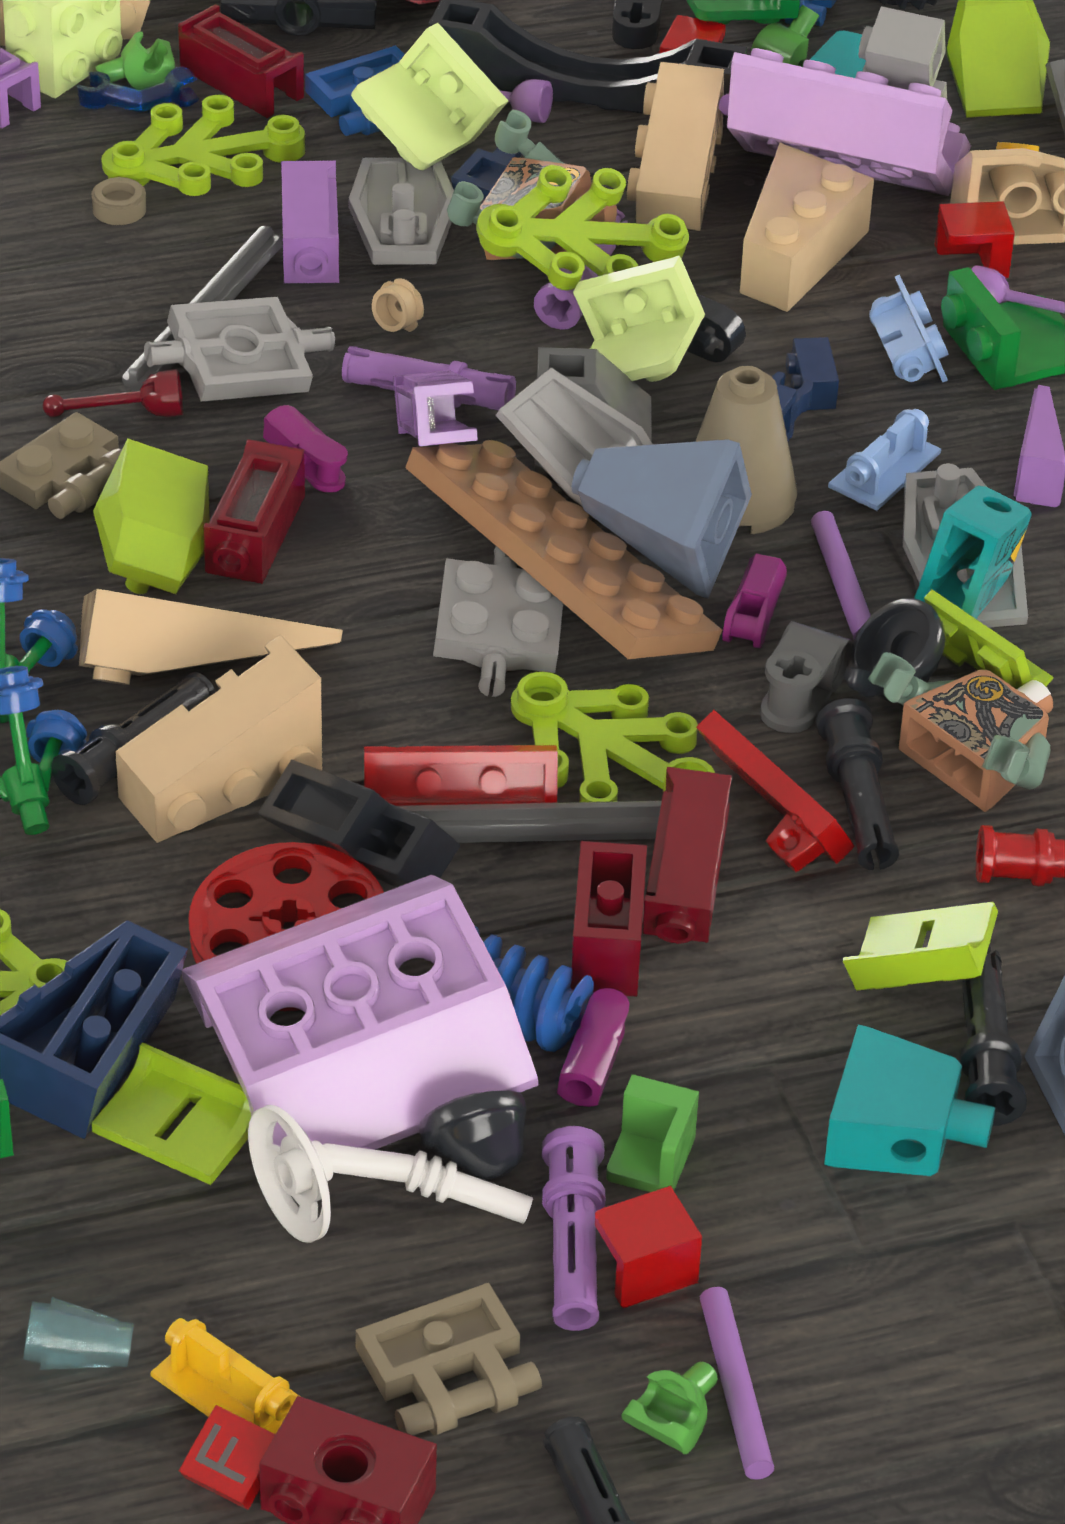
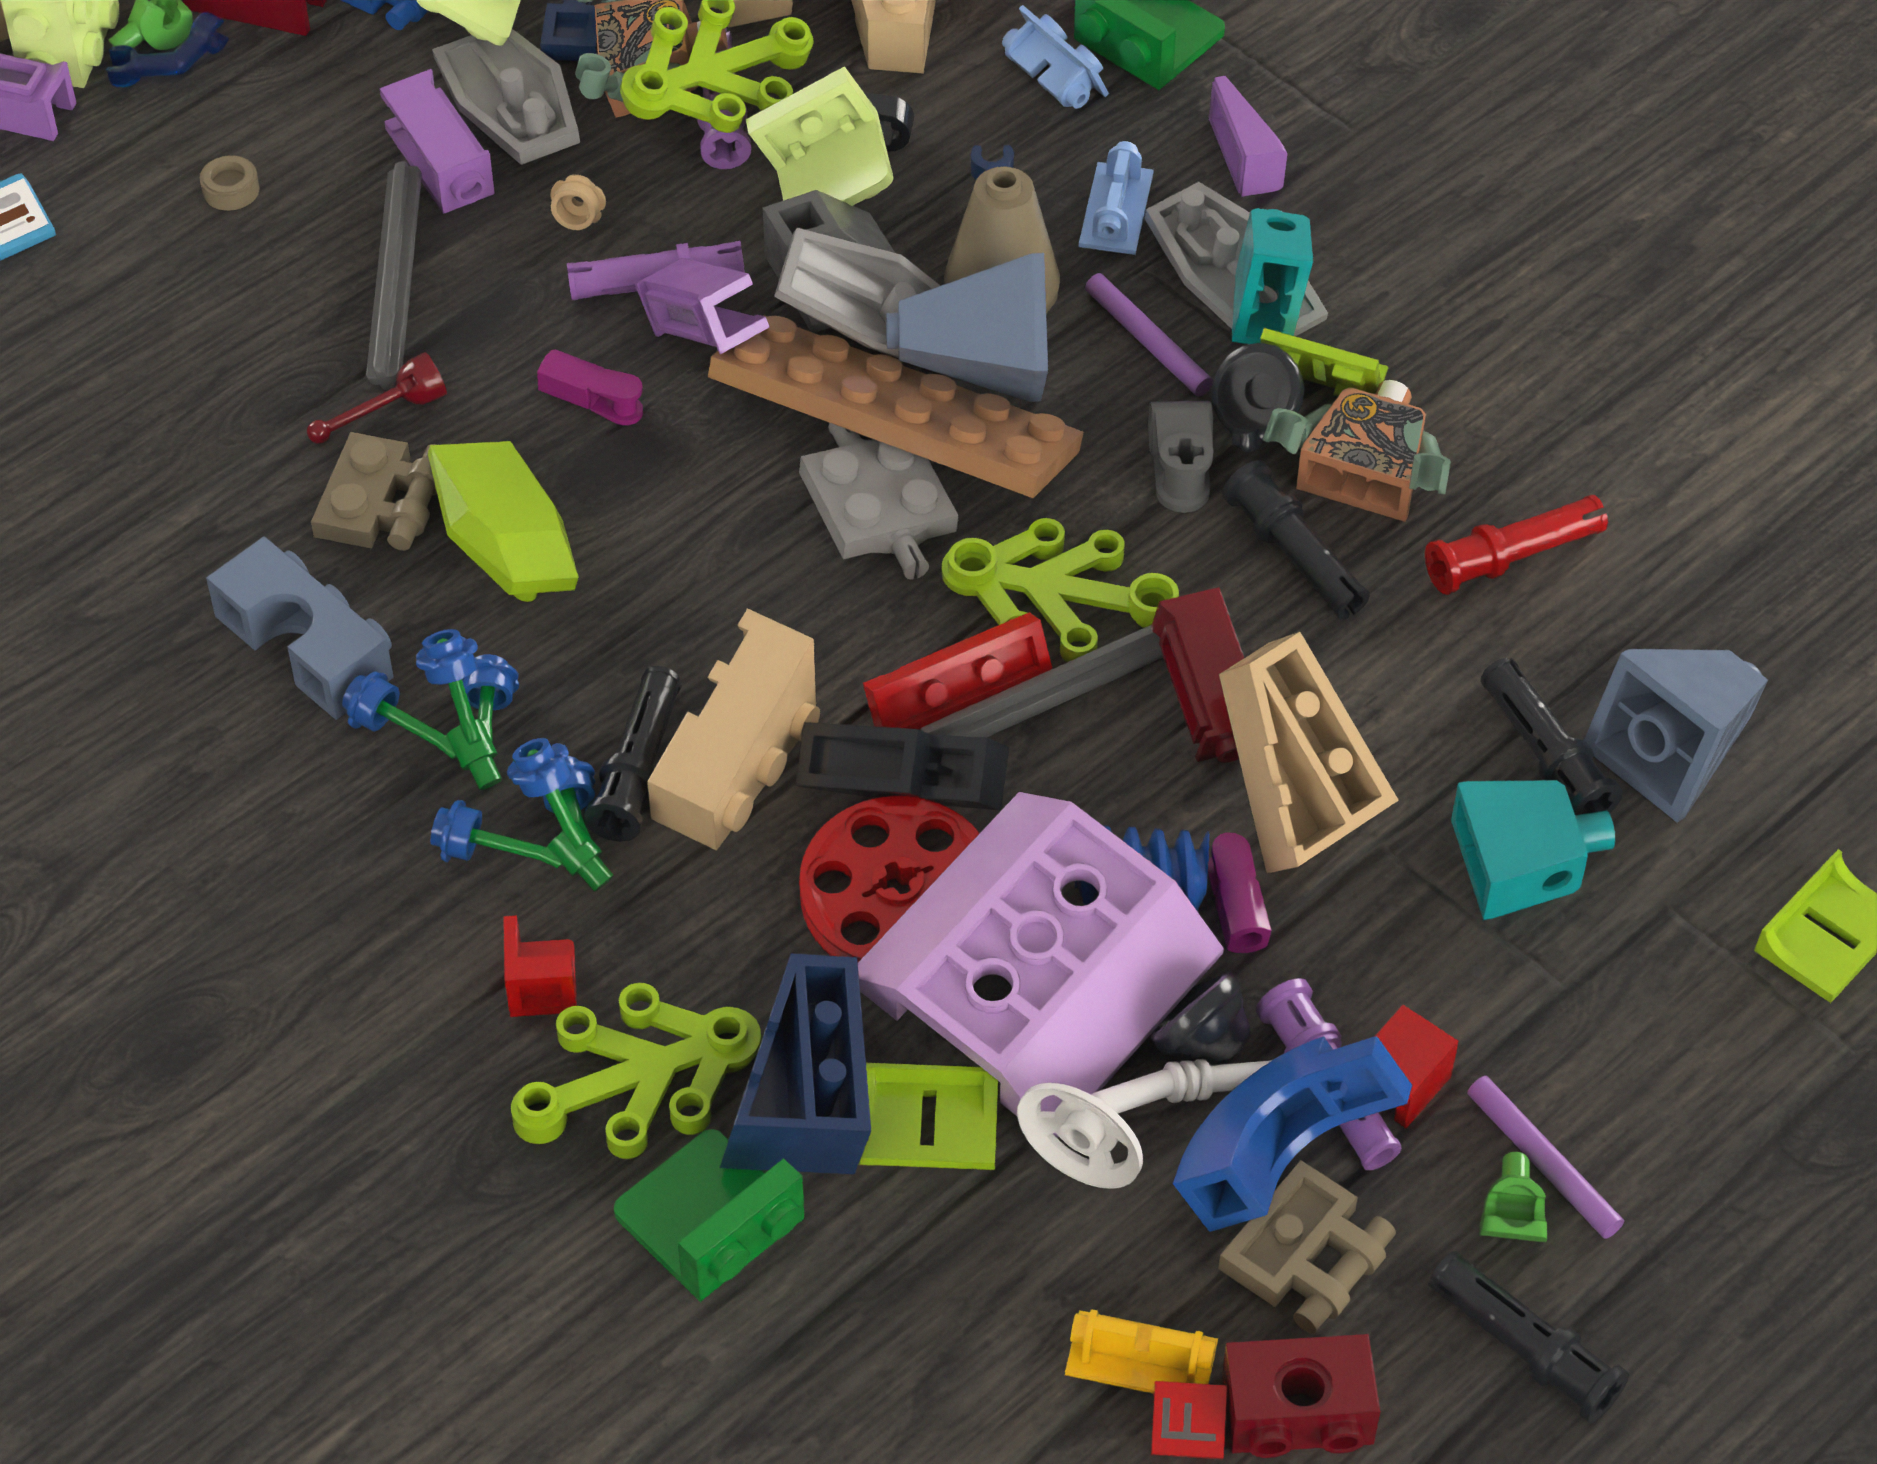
camera: 25 degrees left, 10 degrees up
(75, 1337) = (981, 1370): clear light blue cone -> none
(151, 635) = (586, 649): tan wedge -> none
(200, 155) = (223, 133): lime plant -> none
(239, 348) = (465, 306): light grey plate -> none
(255, 512) = (592, 474): dark red window -> none
(477, 1236) = (1275, 1113): none -> blue arch
(609, 915) = (1182, 764): dark red brick -> none
(654, 1135) = (1342, 959): bright green panel -> none
(717, 941) = (1299, 754): none -> tan wedge
(755, 600) = (1092, 390): magenta bar -> none
(806, 826) = (1281, 601): red hinge -> none
(814, 361) = (993, 126): dark blue piece -> none
(894, 944) = (1423, 689): lime piece -> none

